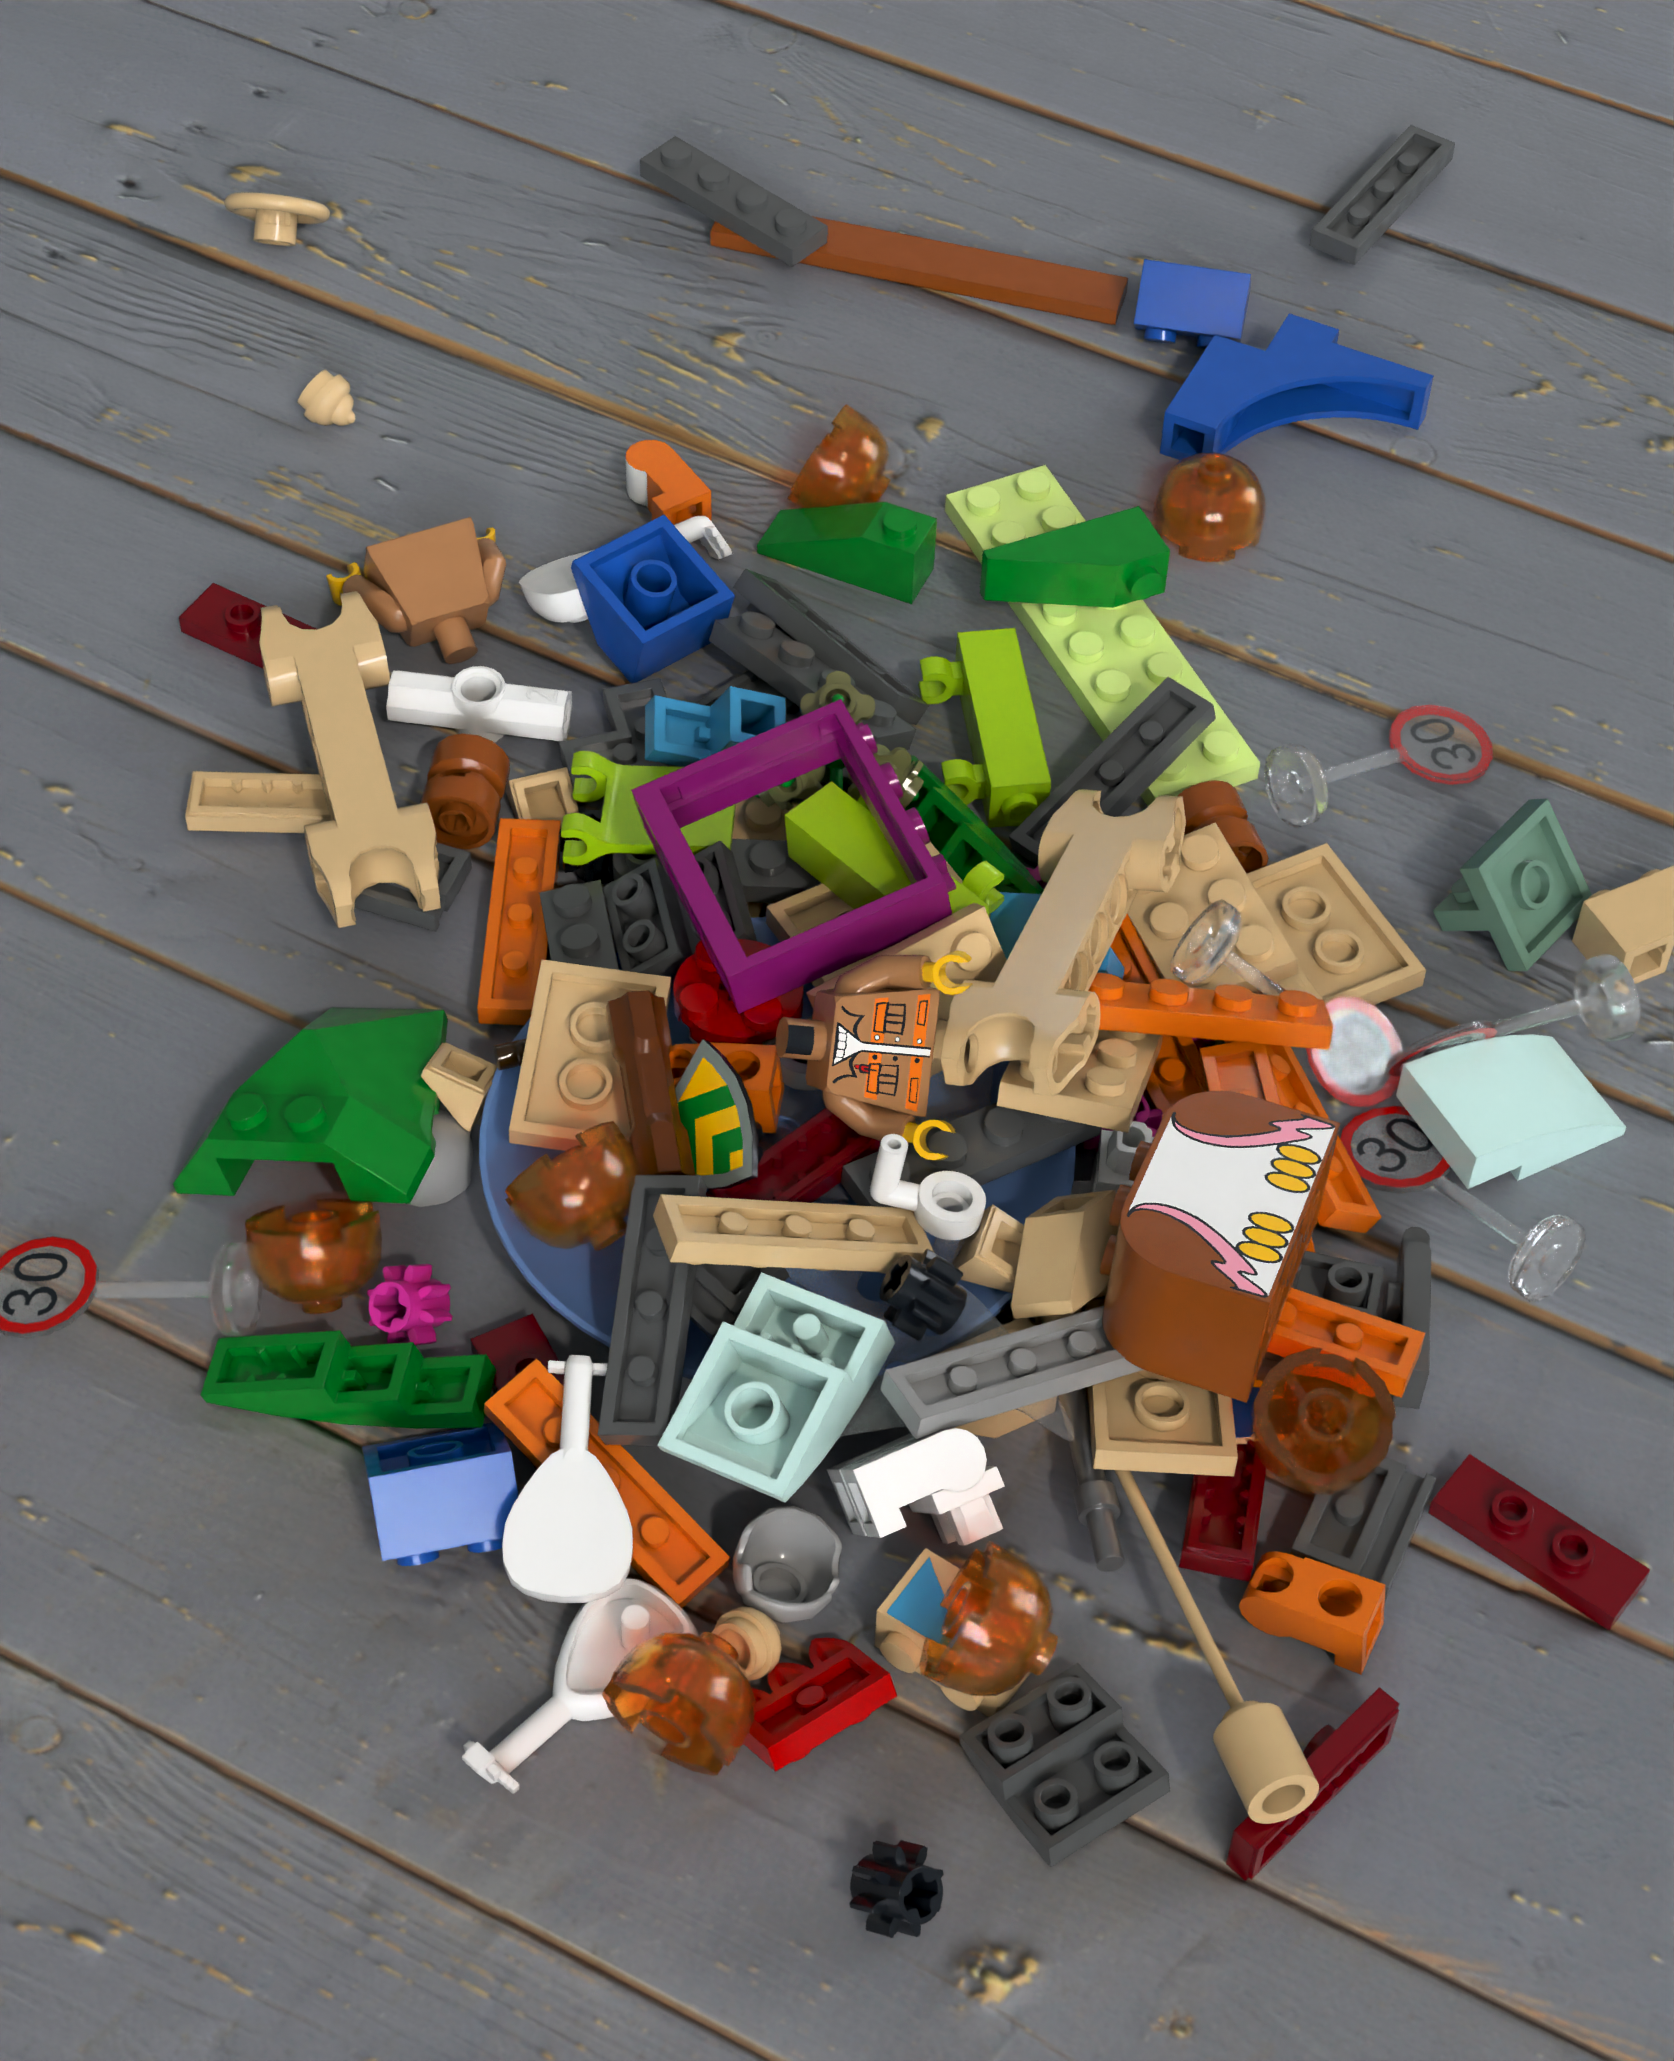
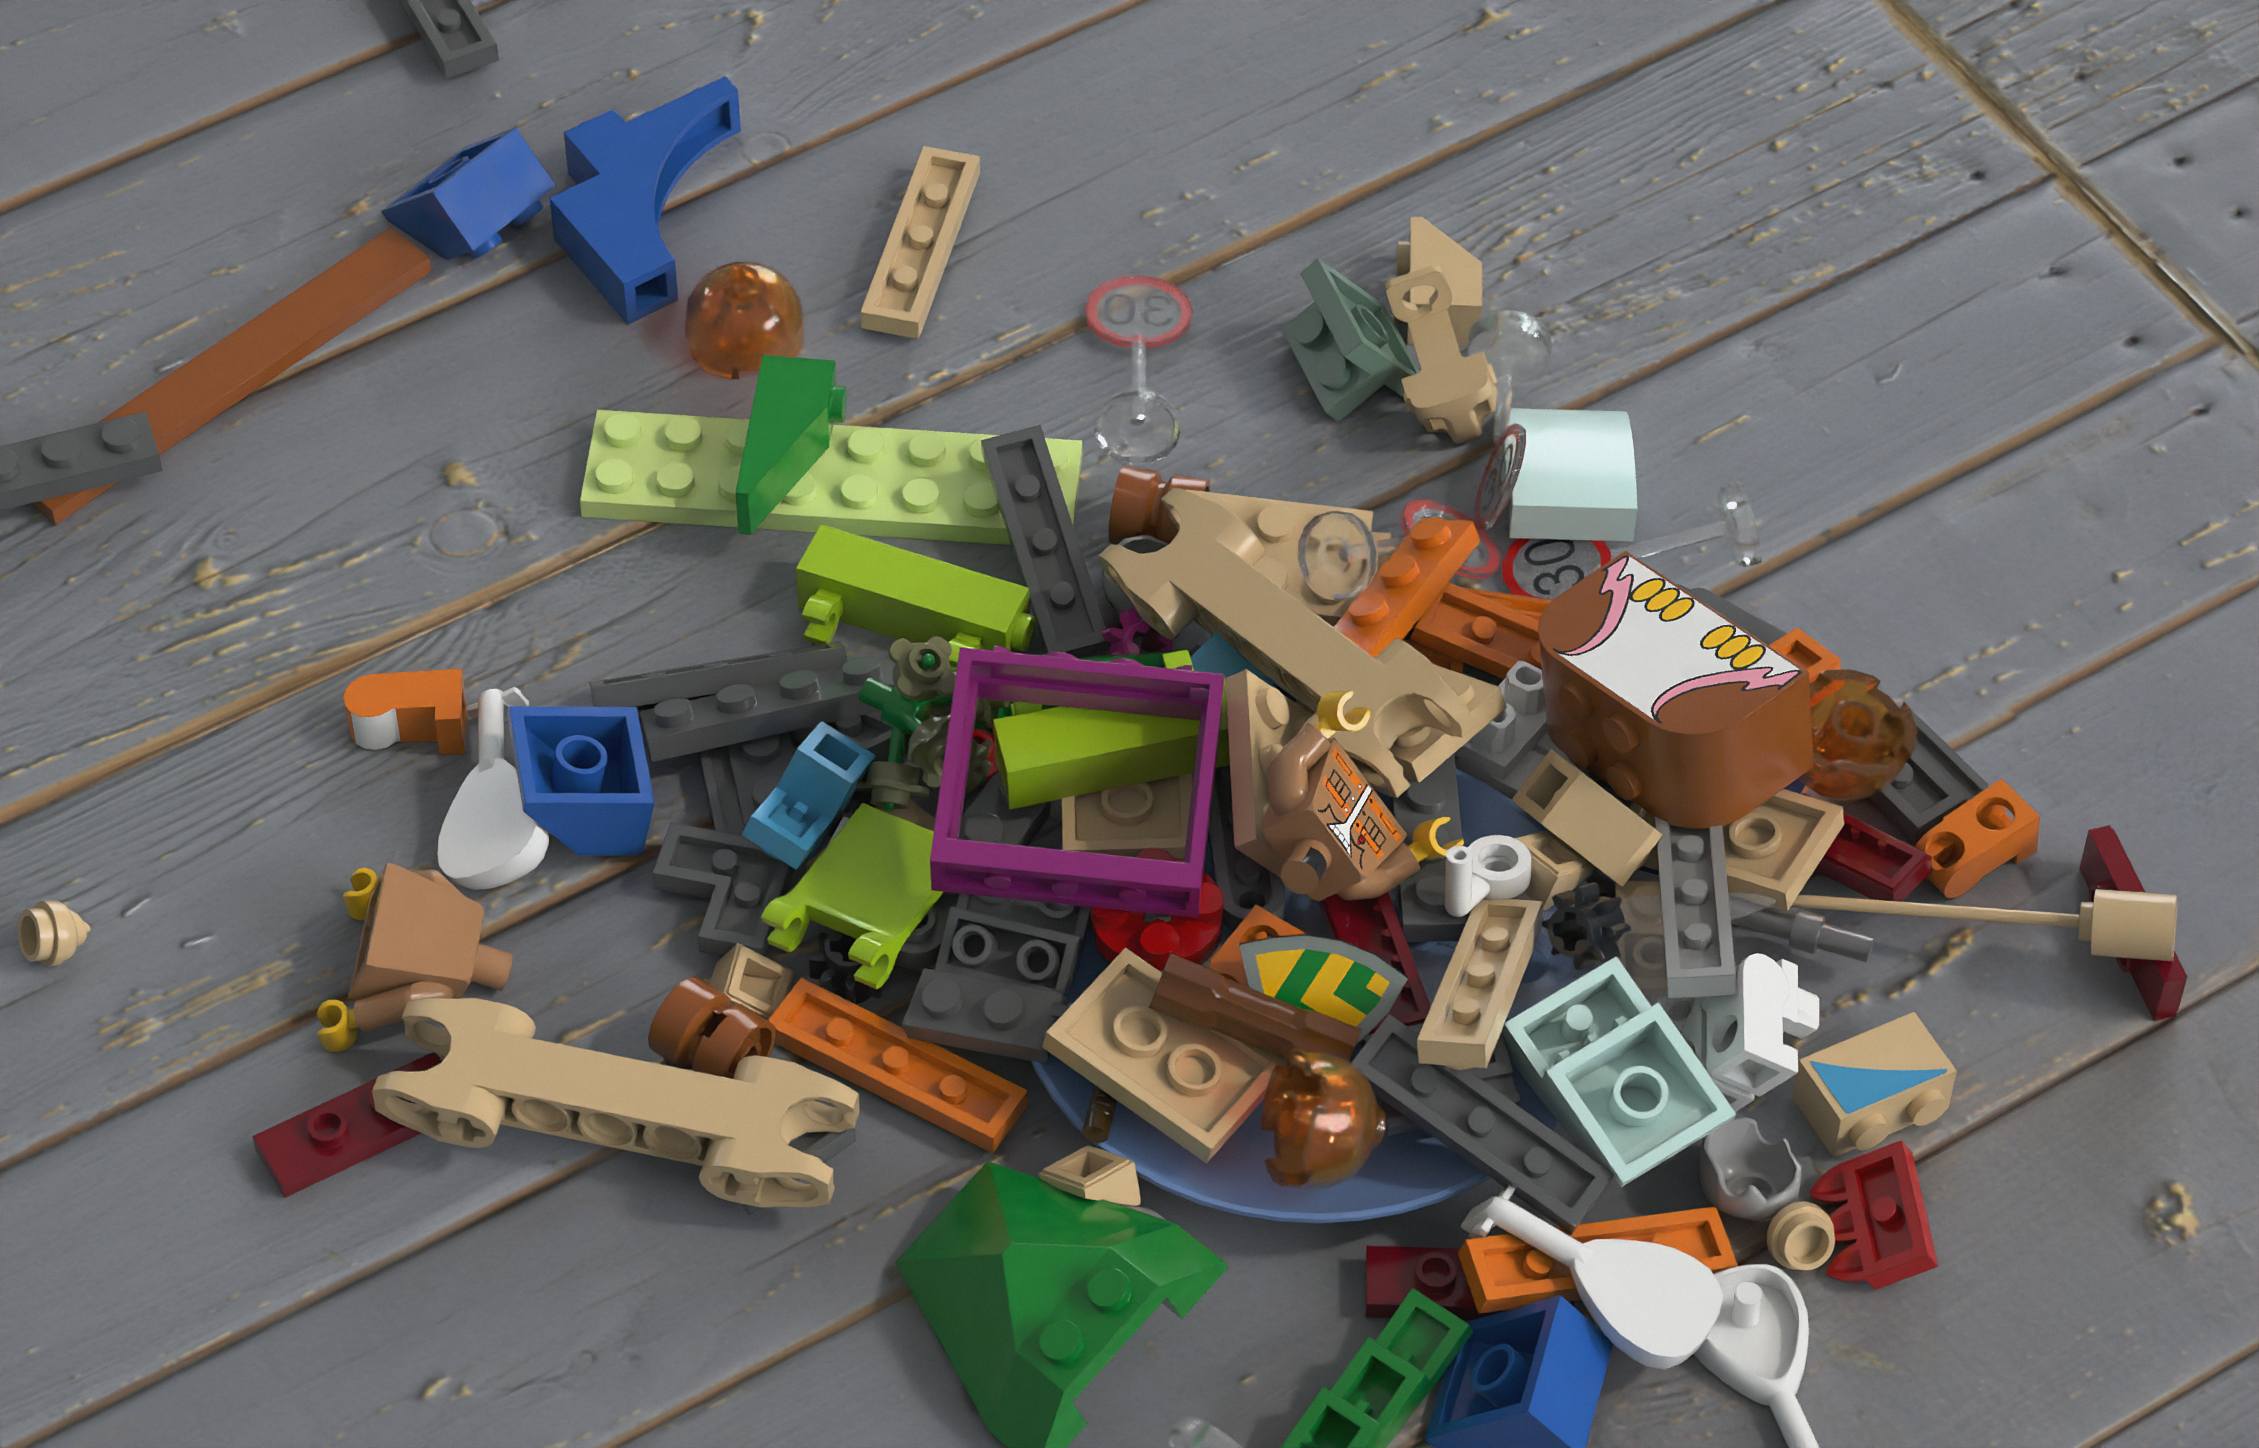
camera: 60 degrees left, 0 degrees up
(255, 802) = (595, 1214): tan plate -> none
(315, 1253) = (1214, 1366): clear orange cylinder -> none
(409, 1304) = (1328, 1330): dark pink gear -> none
(479, 704) = (605, 972): white piece -> none
(687, 1695) = (1854, 1287): clear orange cylinder -> none
(845, 465) = (497, 558): clear orange cylinder -> none
(858, 544) = (595, 598): green slope -> none
(896, 1888) = (2088, 1232): black gear -> none
(991, 1626) = (1924, 1037): clear orange cylinder -> none
(1064, 1764) = (2021, 1077): dark grey slope -> none
(1336, 929) = (1313, 474): tan plate -> none
(1386, 574) = (920, 242): none -> tan plate
(1510, 965) = (1450, 390): none -> tan piece
(1539, 1541) = (1987, 675): dark red plate -> none

